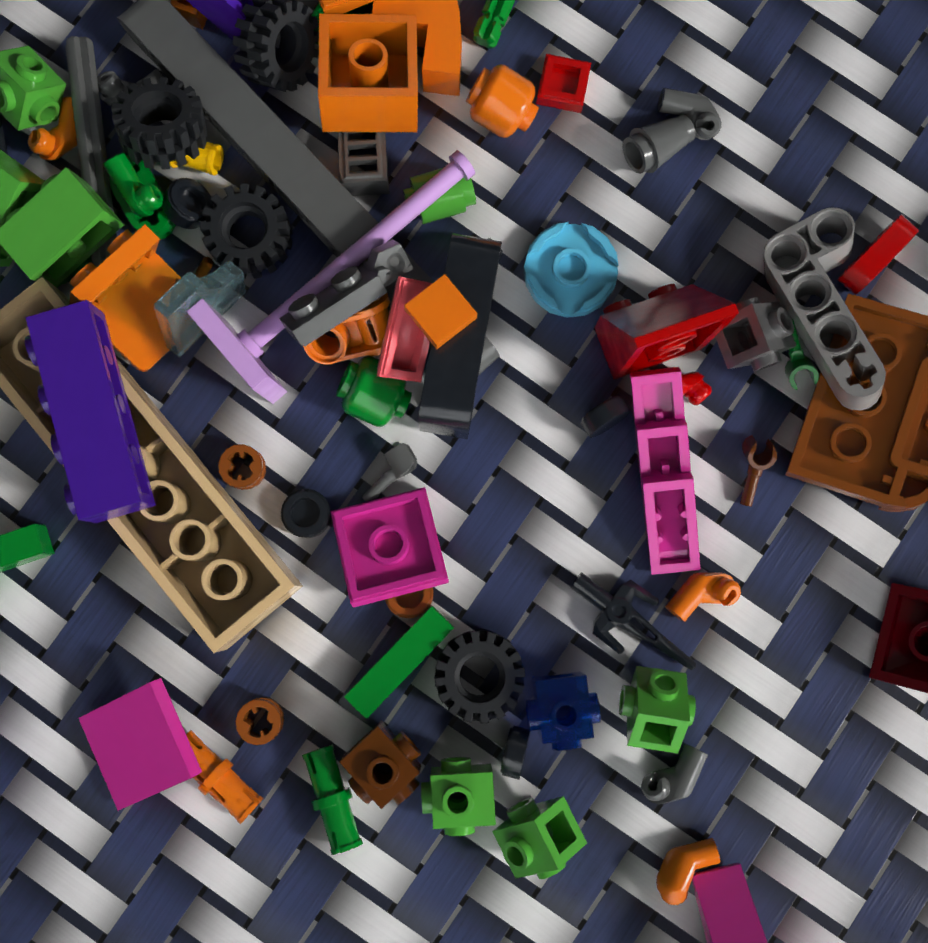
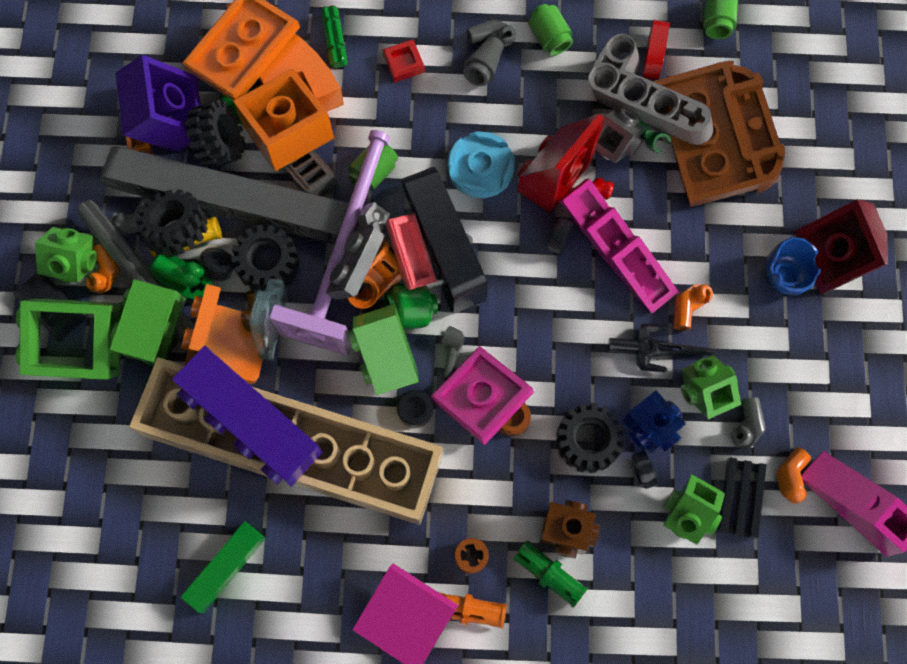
camera: 30 degrees left, 10 degrees down
(227, 467) = (365, 398): dark orange bush -> none
(305, 427) = (384, 350): none -> bright green brick
(399, 662) = (535, 461): green piece -> none
(440, 311) = (427, 224): orange tile -> none
(462, 815) = (640, 510): bright green brick -> none
(502, 101) = (374, 90): orange head -> none
(622, 868) = (756, 500): none -> black tile
(757, 464) = (669, 210): reddish brown hand -> none
(766, 150) = (550, 29): none -> bright green brick
(856, 628) = (792, 266): none -> blue hair

